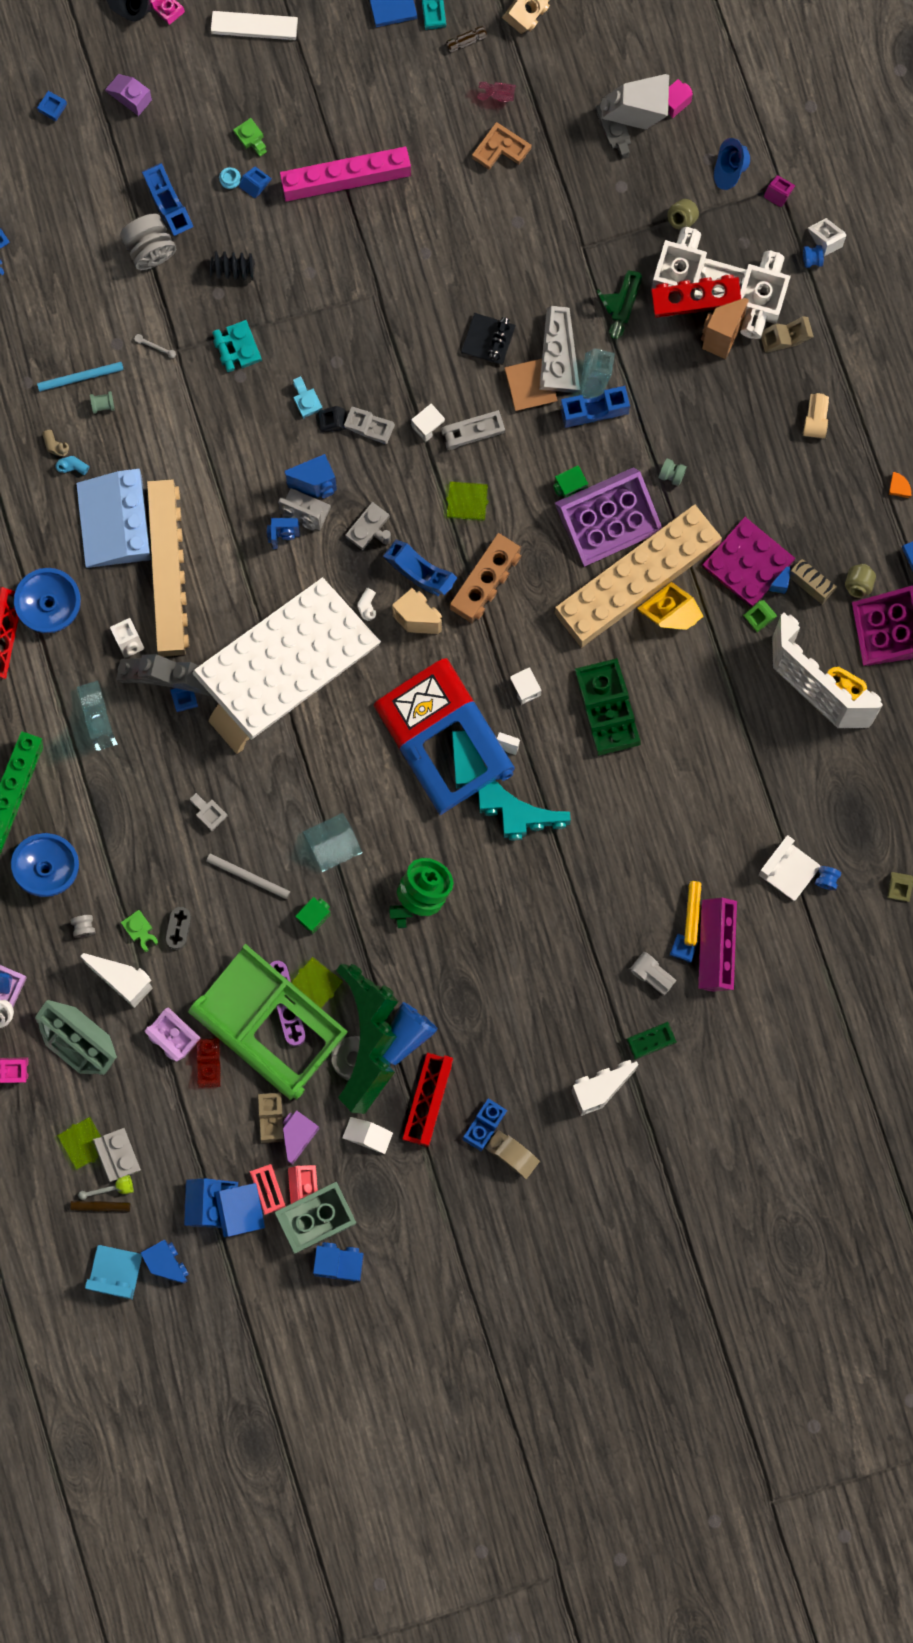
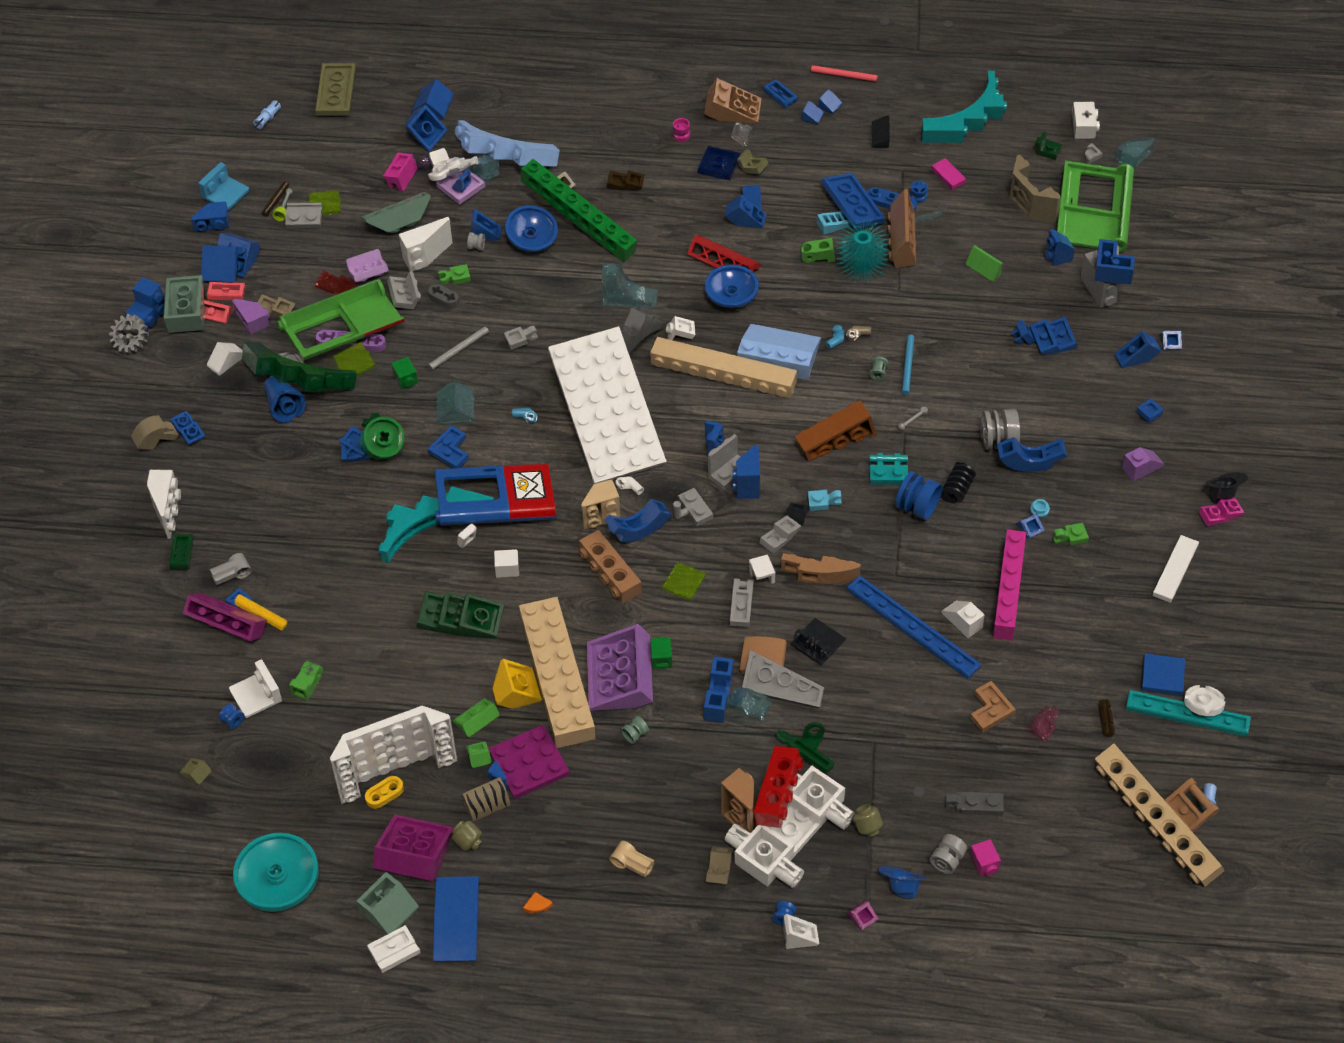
camera: 115 degrees right, 25 degrees down
(57, 925) = (484, 225): none -> blue slope
(192, 973) = (404, 291): none -> light grey bracket
(216, 412) = (836, 431): none -> dark orange wedge
(272, 295) = (918, 495): none -> blue wheel
(313, 757) = (526, 413): none -> dark azure arm
(390, 1250) = (120, 341): none -> light grey gear
(396, 823) = (446, 448): none -> blue plate
(400, 359) = (826, 571): none -> medium nougat slope
(402, 207) = (965, 617): none -> white slope
(431, 254) = (914, 627): none -> blue tile
(432, 928) = (351, 446): none -> blue slope
(436, 1100) = (227, 405): red fence -> none
(638, 102) = (988, 813): light grey slope -> none
(687, 130) = (948, 854): none -> light grey wheel
(719, 637) = (476, 717): none -> bright green slope
(752, 824) = (306, 680): none -> bright green leg

